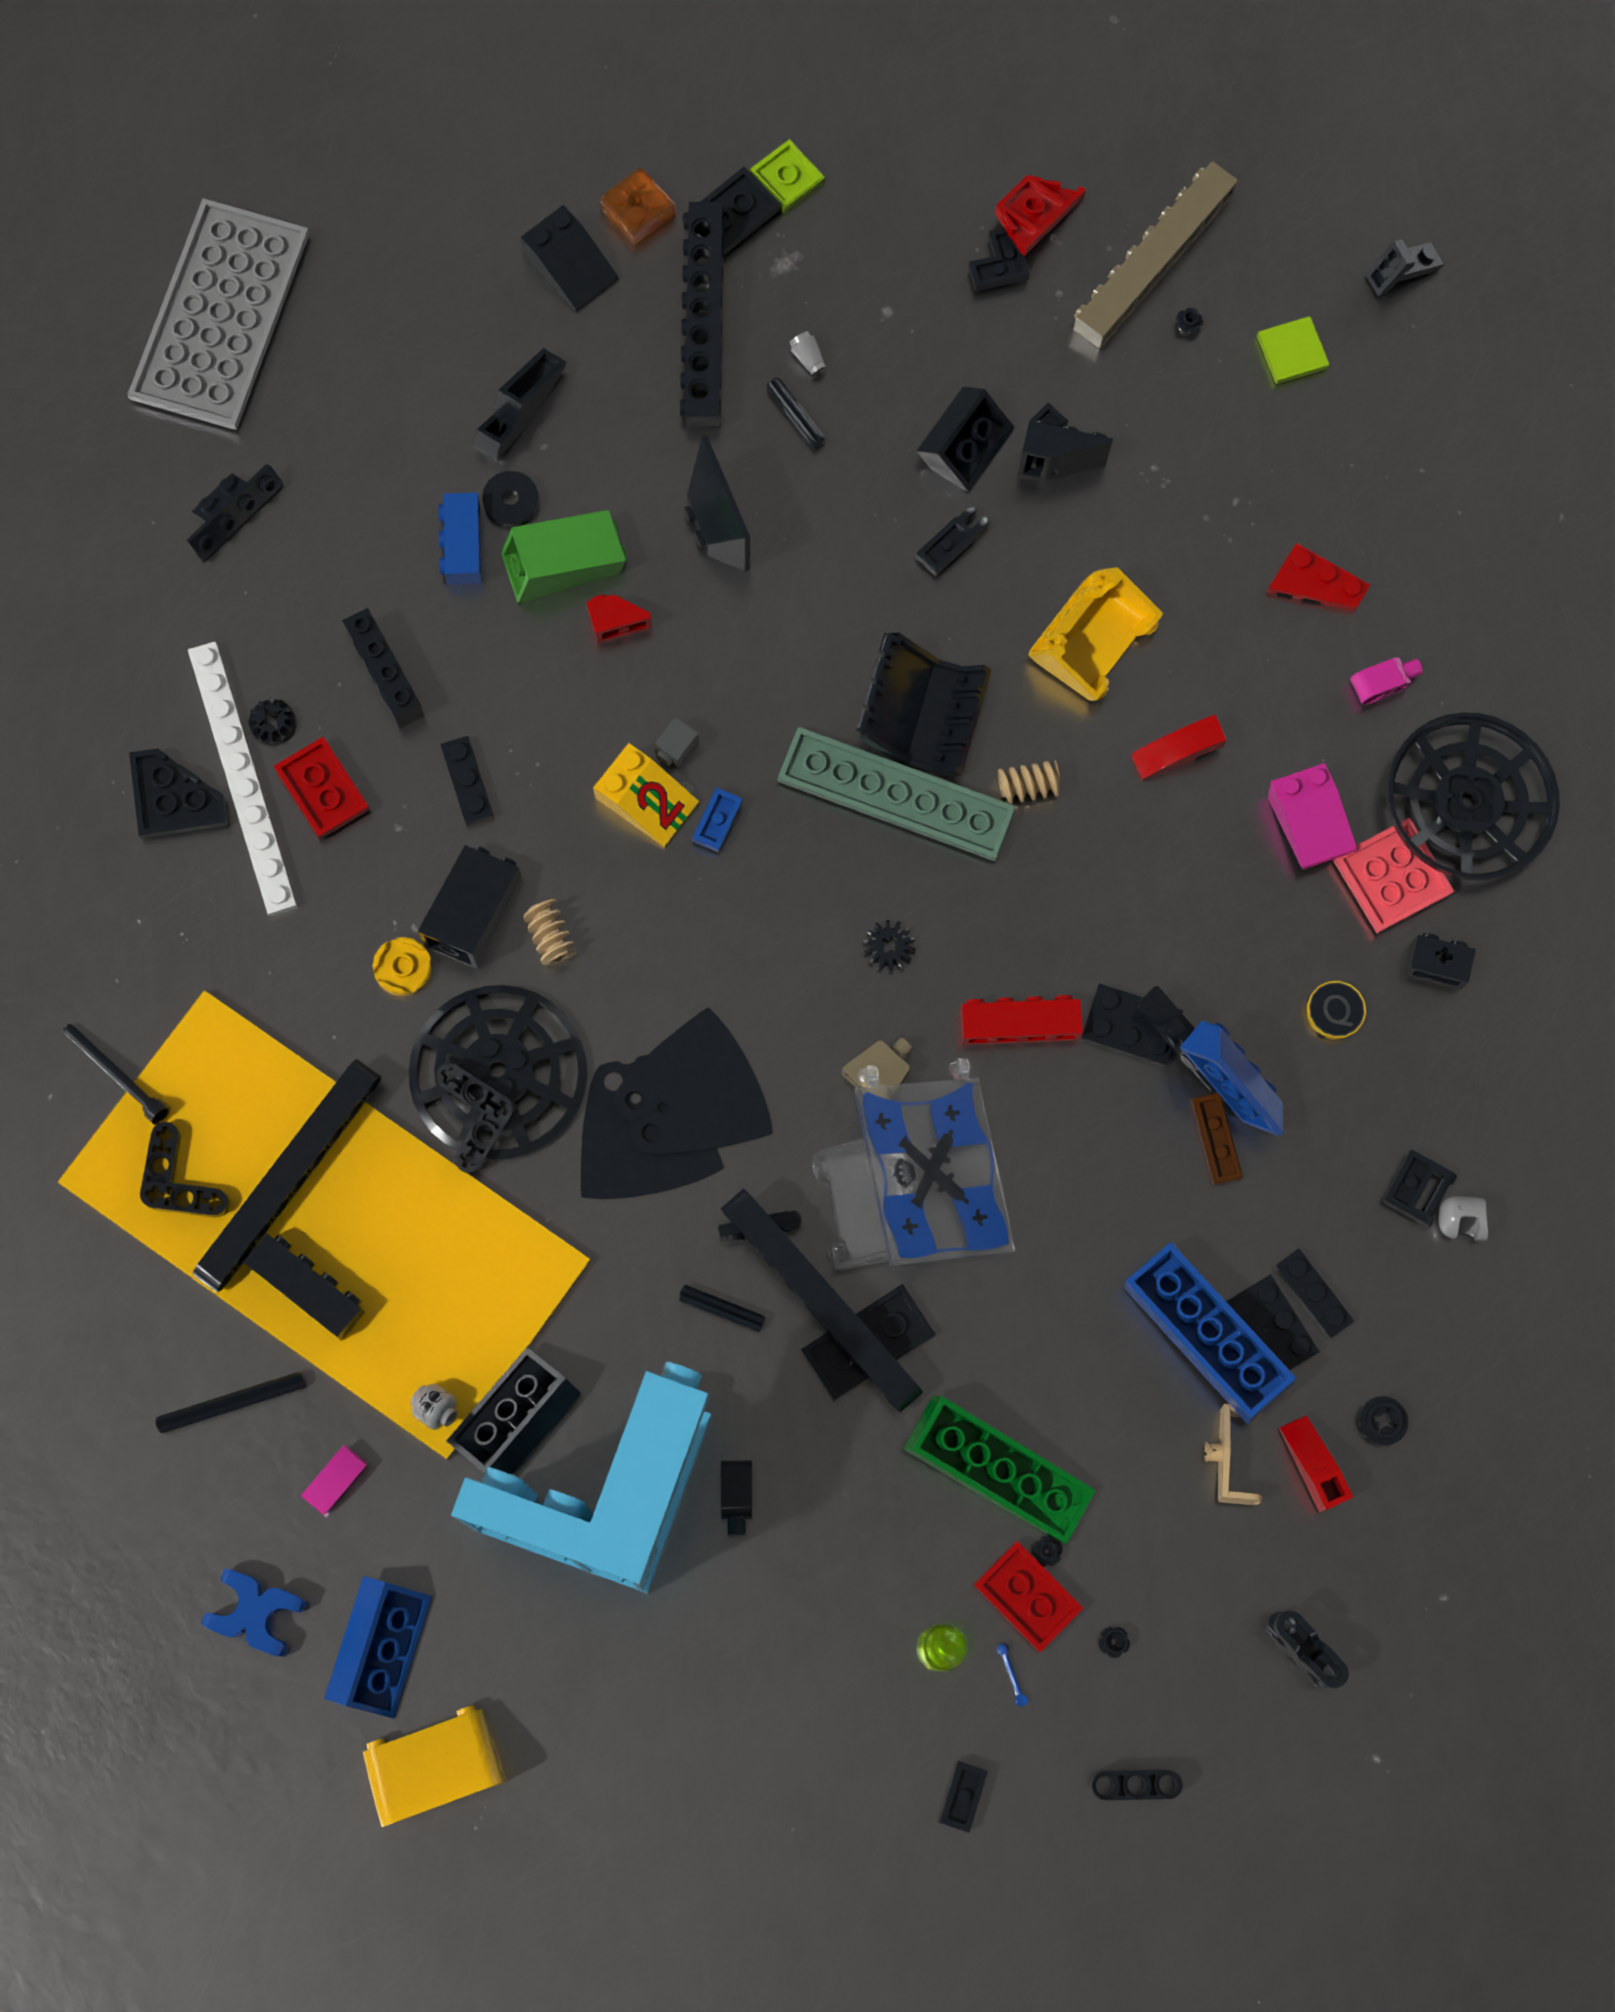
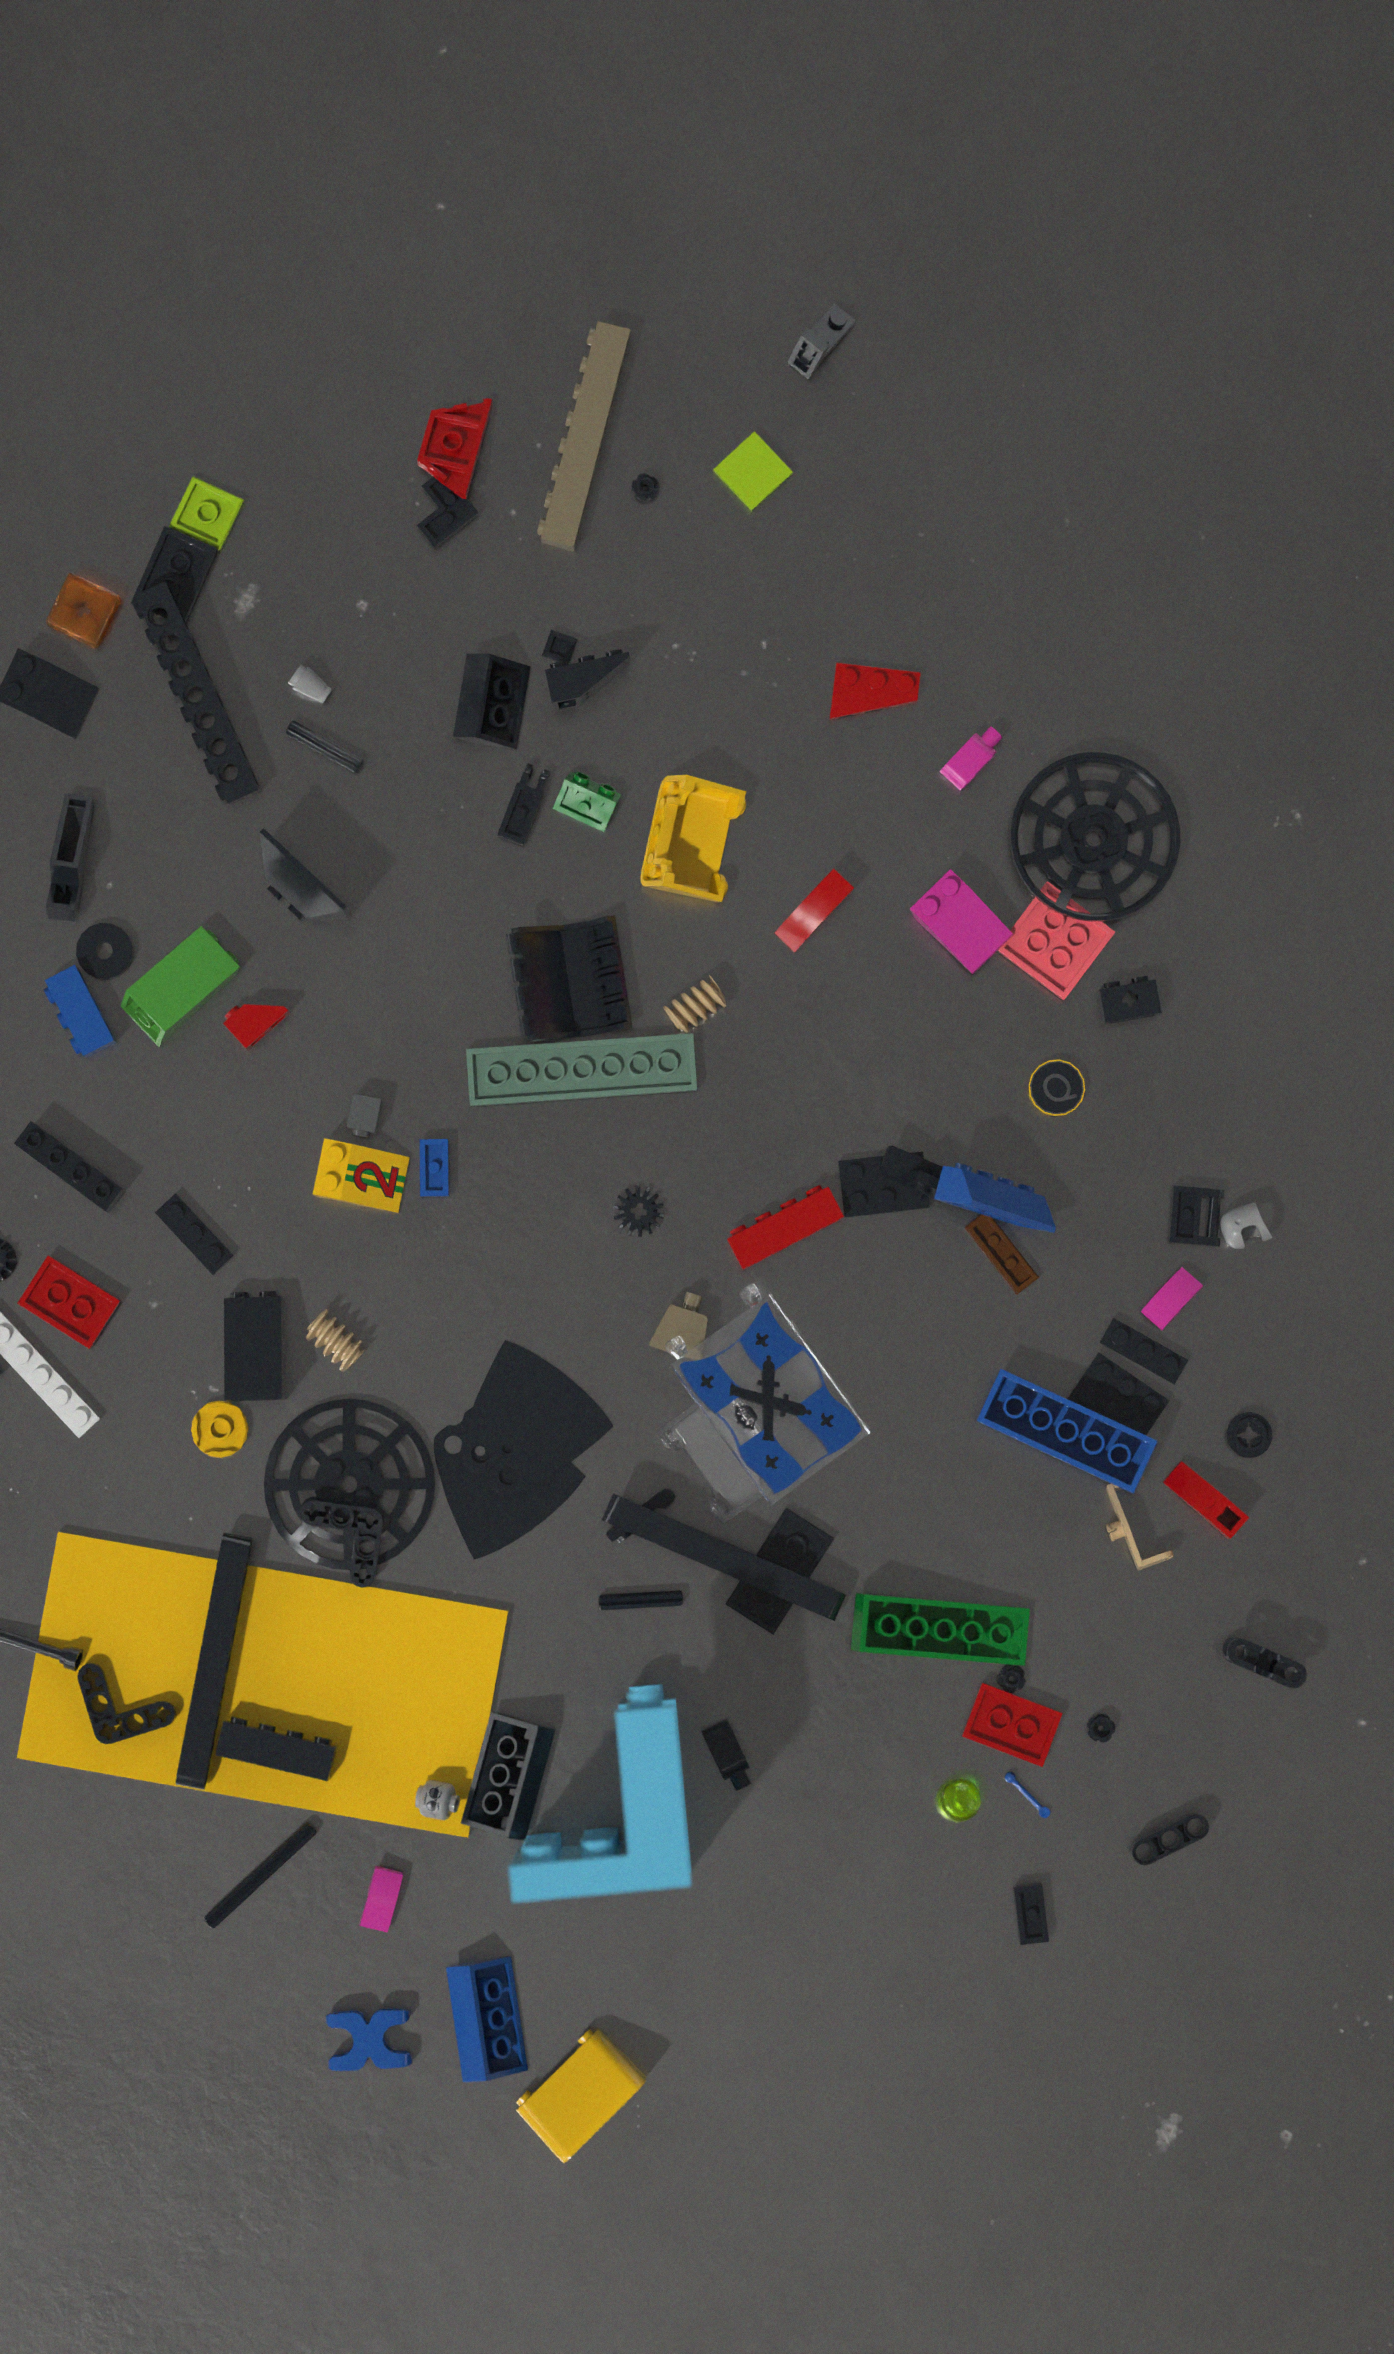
camera: 20 degrees left, 10 degrees up
(1011, 561) = (587, 800): none -> green bracket
(1363, 1255) = (1171, 1298): none -> dark pink slope

